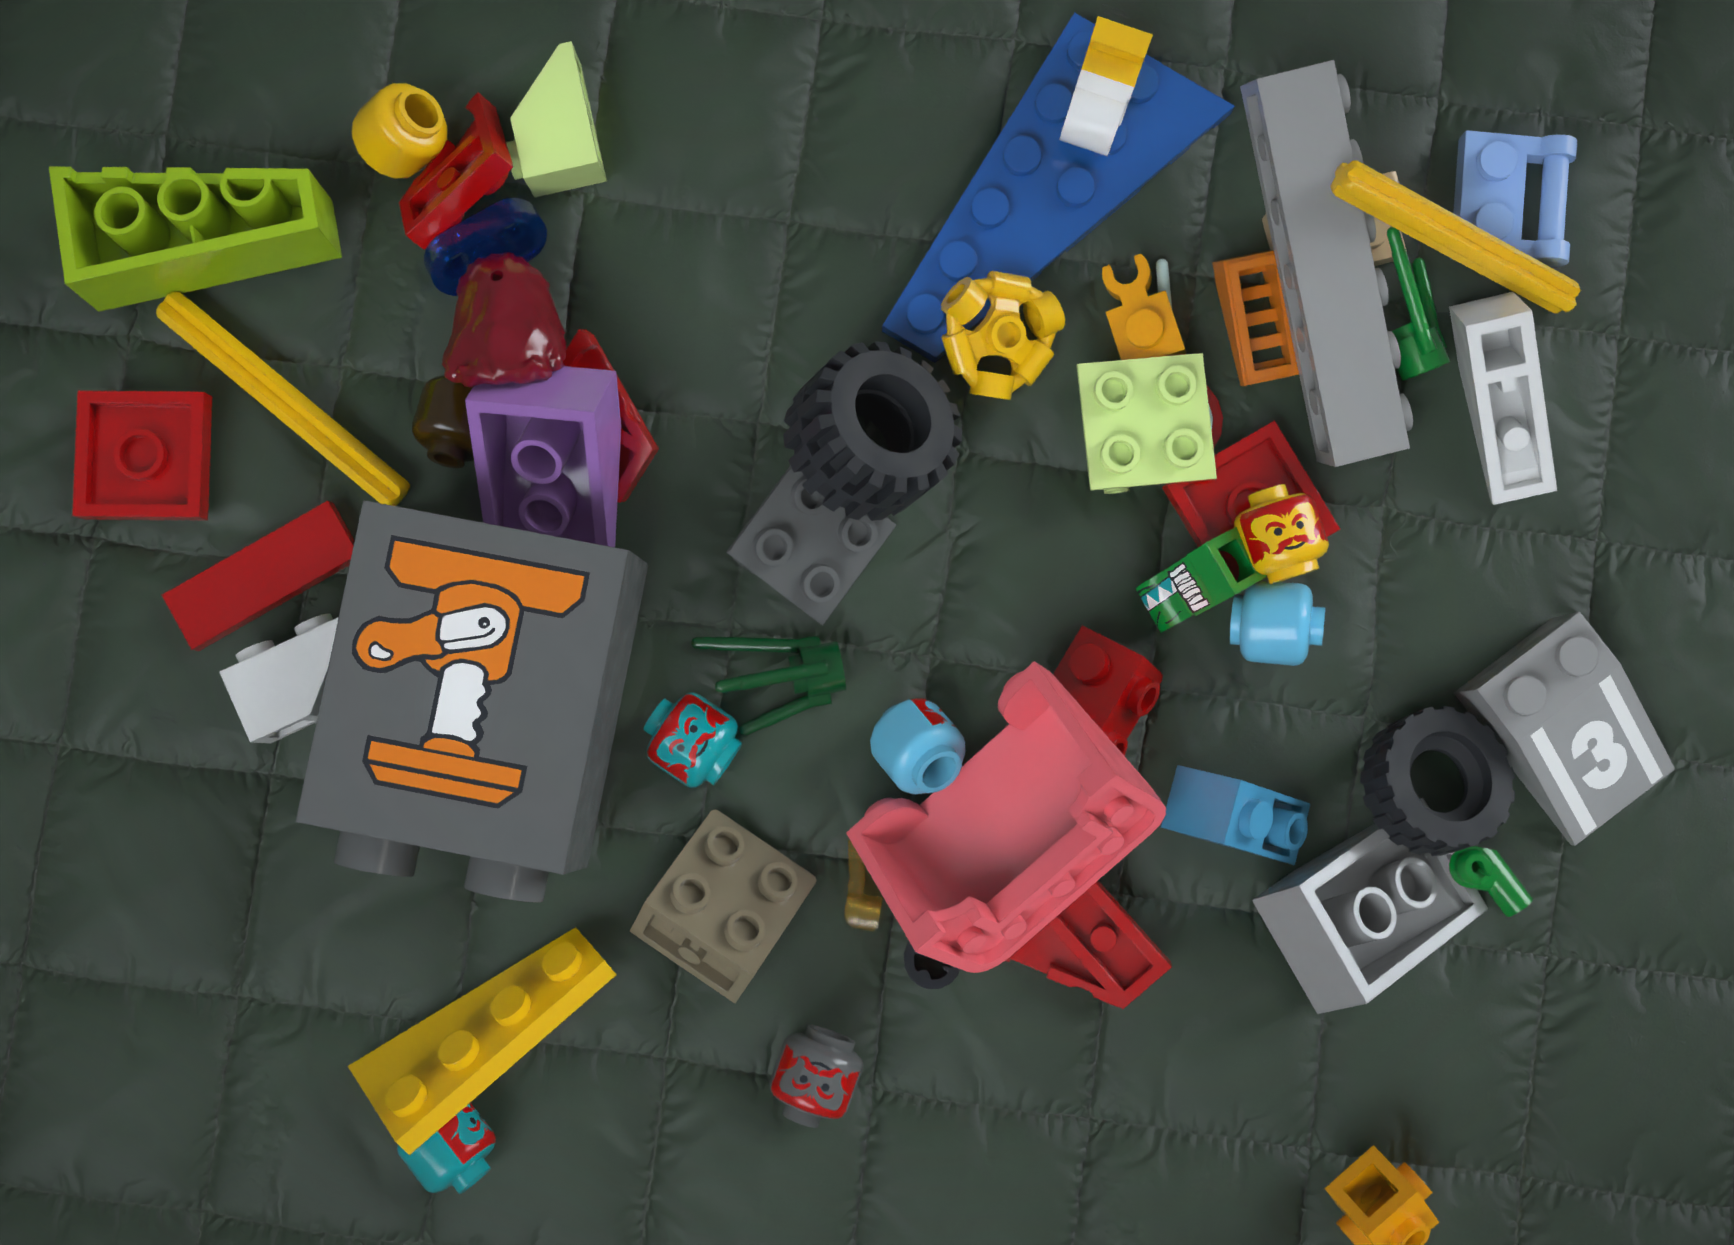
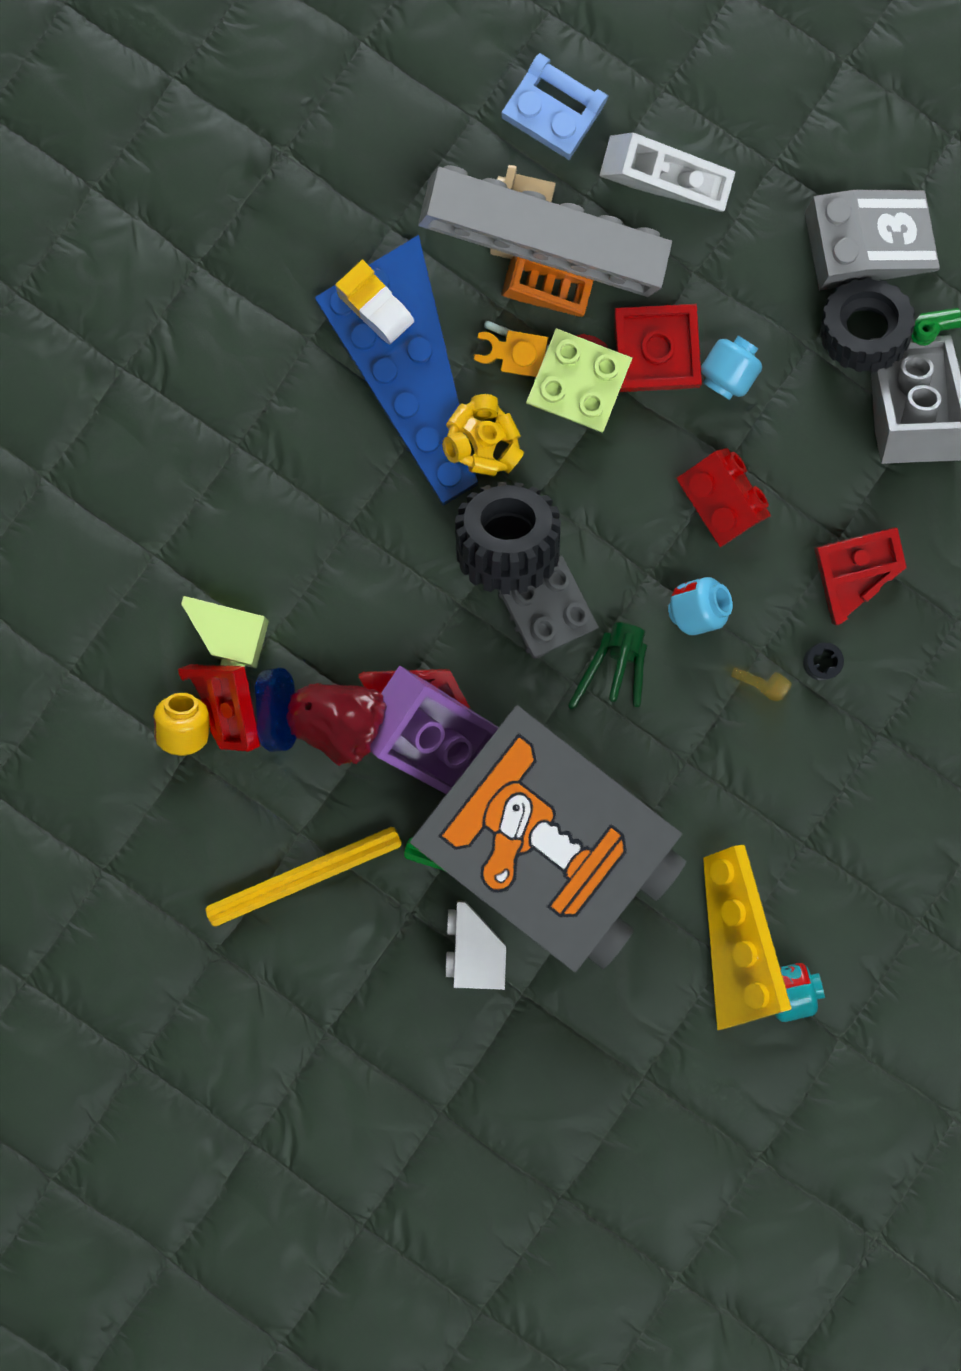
camera: 70 degrees left, 0 degrees up
(142, 455) = (295, 975): red plate -> none
(185, 230) = (175, 881): lime wedge -> none
(261, 576) = (403, 940): red tile -> none
(443, 422) = (371, 781): dark brown head -> none
(692, 740) = (629, 734): teal head -> none
(723, 905) = (735, 765): dark tan bracket -> none
(816, 1075) = (857, 760): dark grey head -> none
(1012, 834) = (779, 577): coral windscreen -> none
(1198, 581) = (687, 397): green leg -> none
(1236, 814) = (829, 447): dark azure slope -> none
(1282, 533) = (685, 338): yellow head -> none
(1421, 340) = (609, 200): green plant -> none
(1454, 236) = (567, 152): yellow axle -> none

